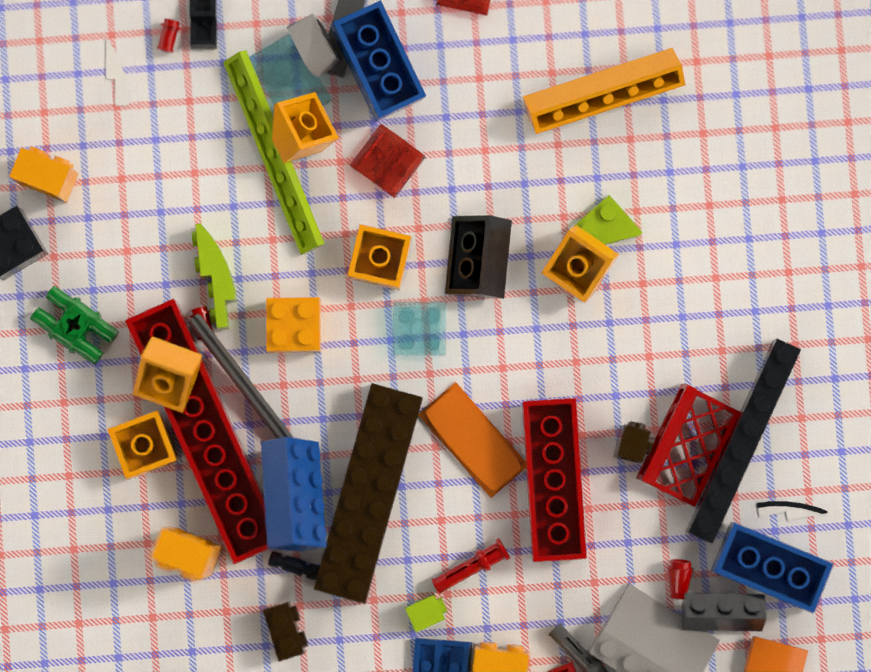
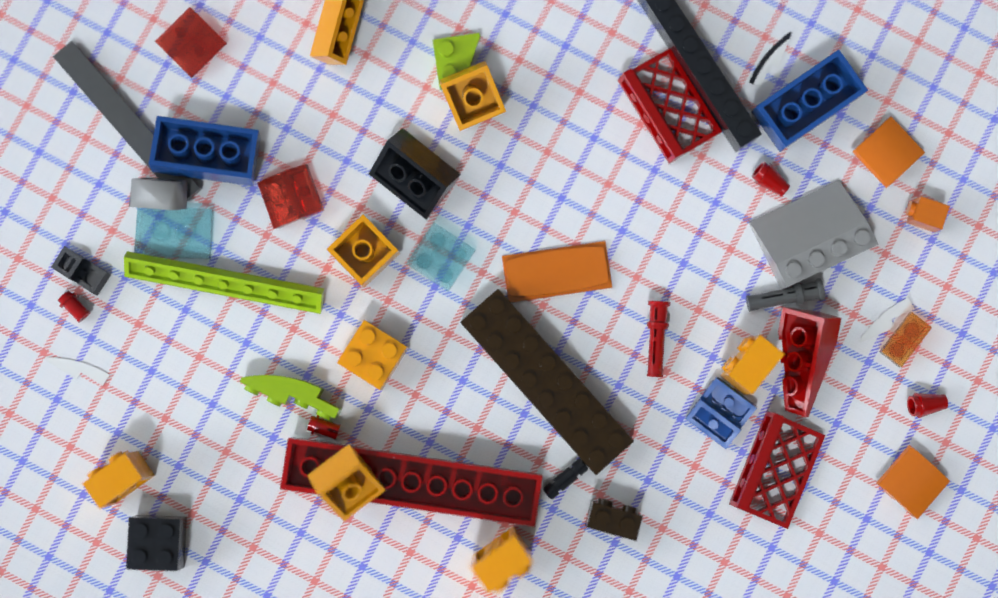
camera: 55 degrees left, 0 degrees up
(60, 329) = (245, 526): green pin -> none
(143, 445) = (390, 538): light orange brick -> none
(238, 377) = (388, 426): dark grey axle -> none
(293, 494) = (509, 442): blue brick -> none
(301, 128) = (218, 246): light orange slope -> none
(426, 612) = (671, 396): lime brick -> none
(554, 480) = (631, 227): red brick -> none
(633, 442) = (641, 145): dark brown brick -> none
(723, 612) = (820, 161): black brick -> none

